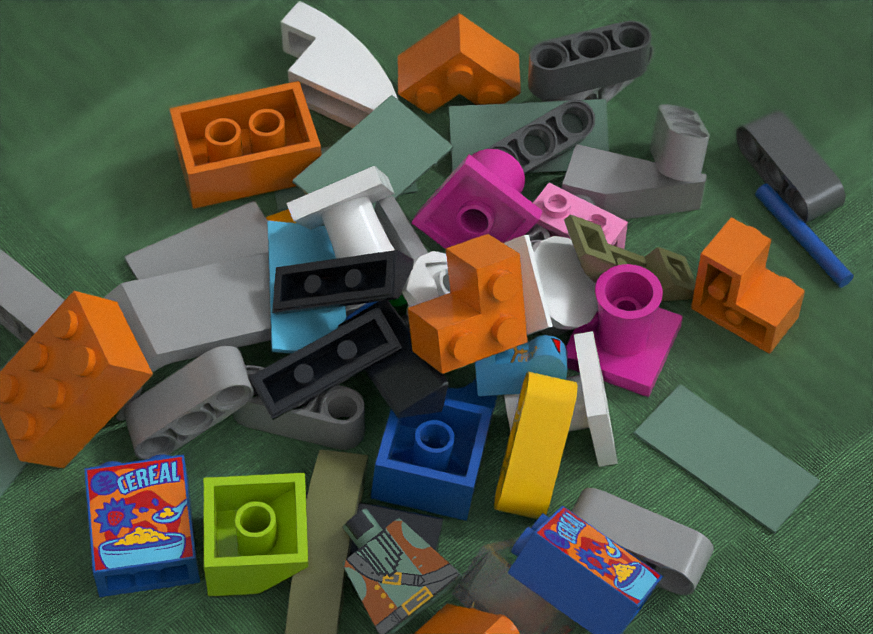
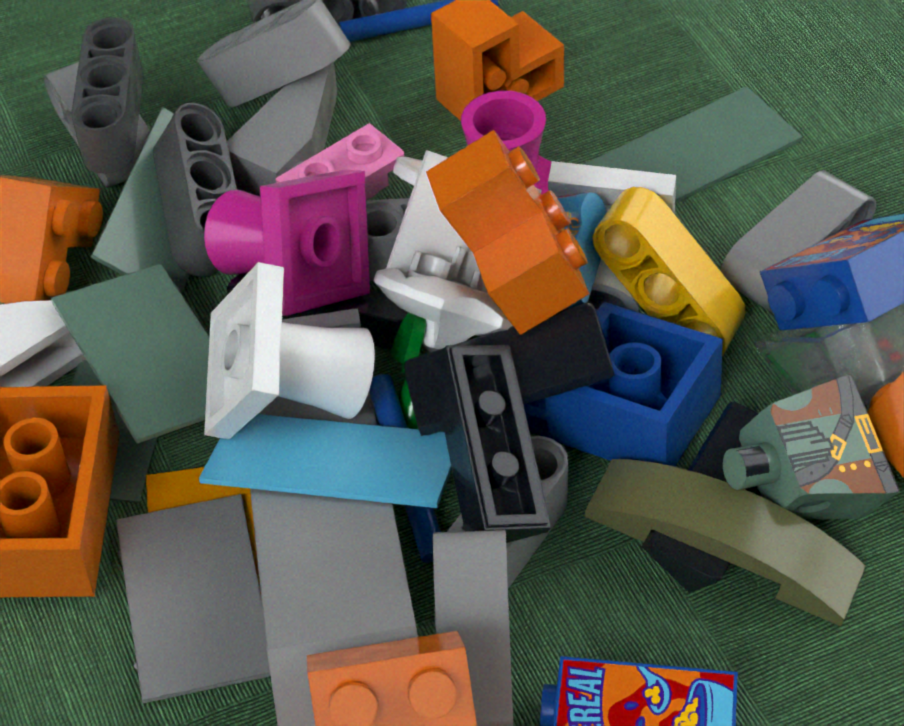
camera: 70 degrees left, 5 degrees down
(253, 532) = (708, 596): lime slope -> none
(341, 282) = (389, 382): black slope -> none
(599, 256) = (434, 131): olive slope -> none

